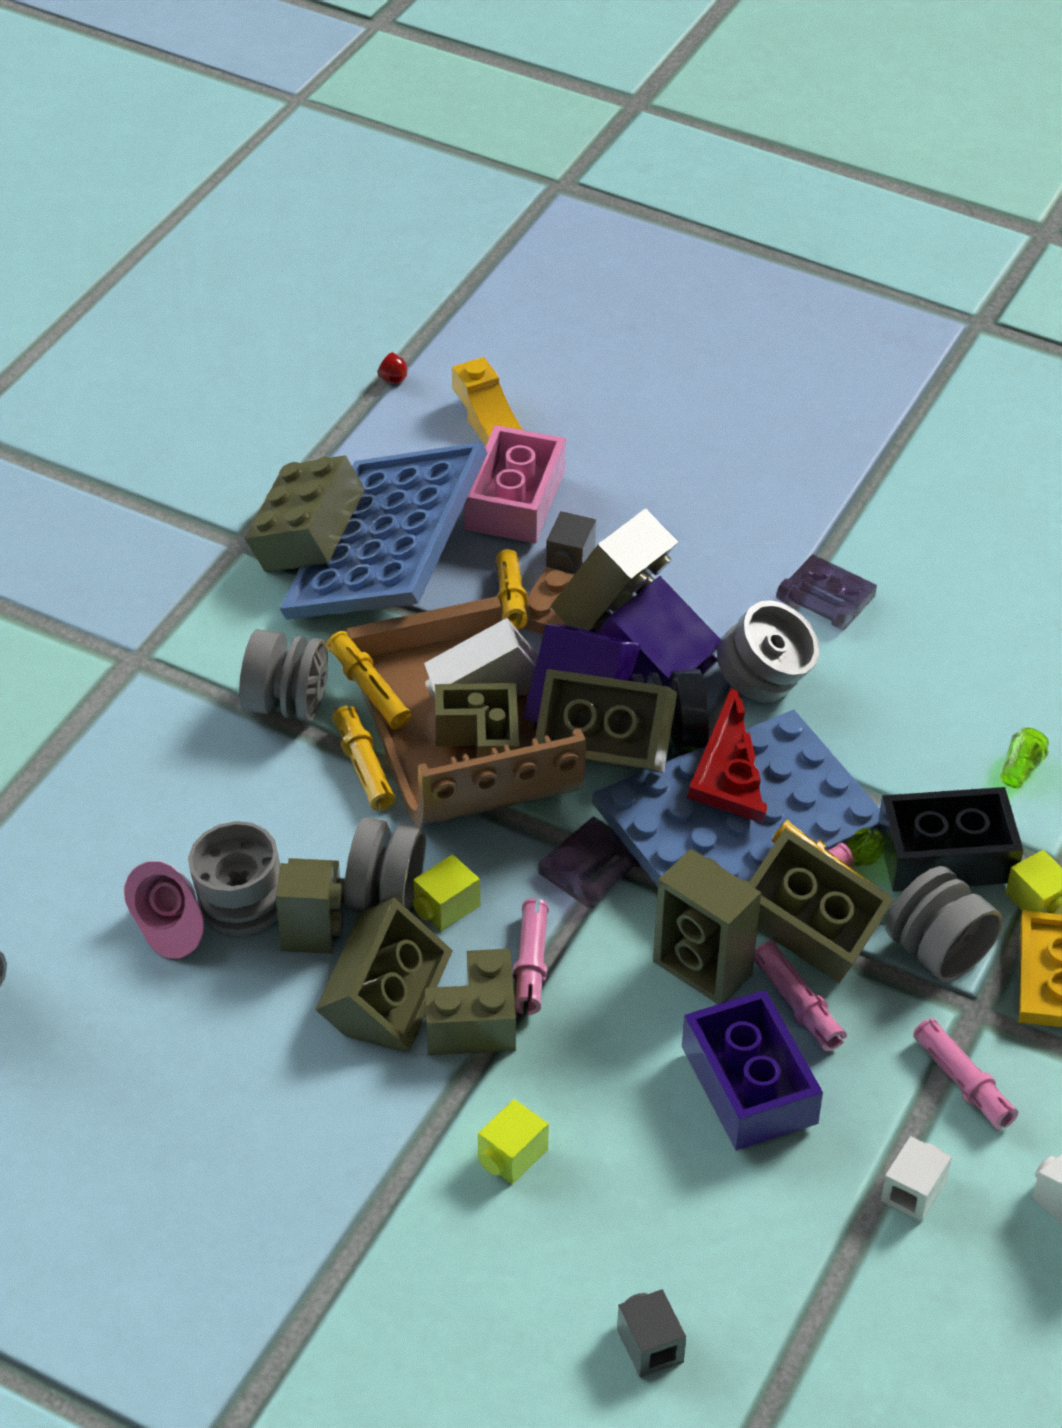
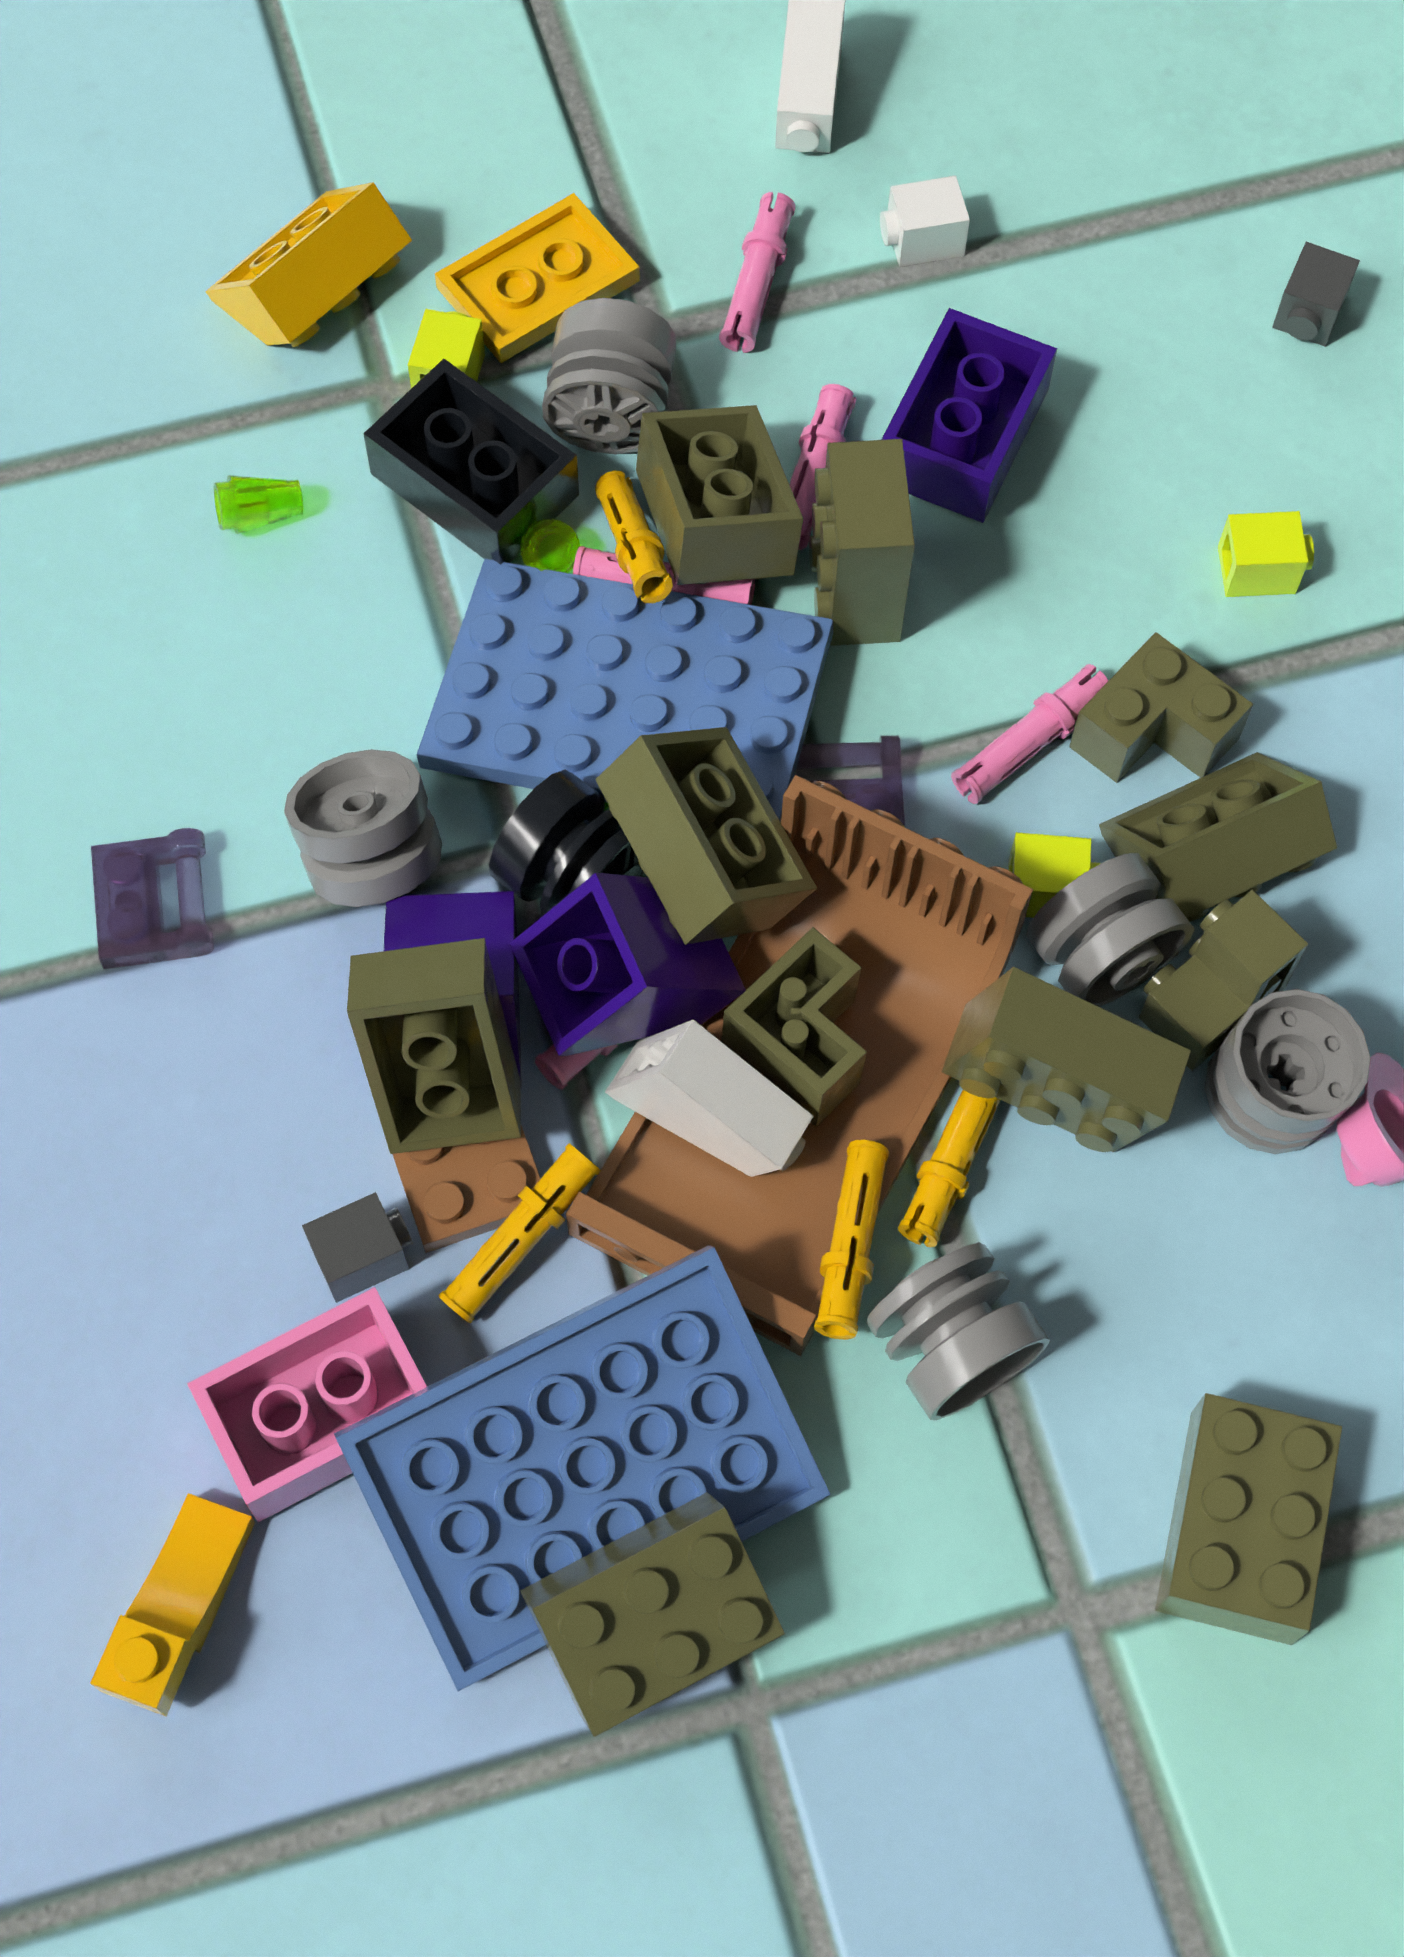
camera: 135 degrees left, 20 degrees up
(90, 718) = (1249, 1519): none -> olive brick
(342, 785) = (1065, 1062): none -> olive brick
(393, 369) = (195, 1853): red hinge -> none
(727, 768) = (613, 704): red wing -> none

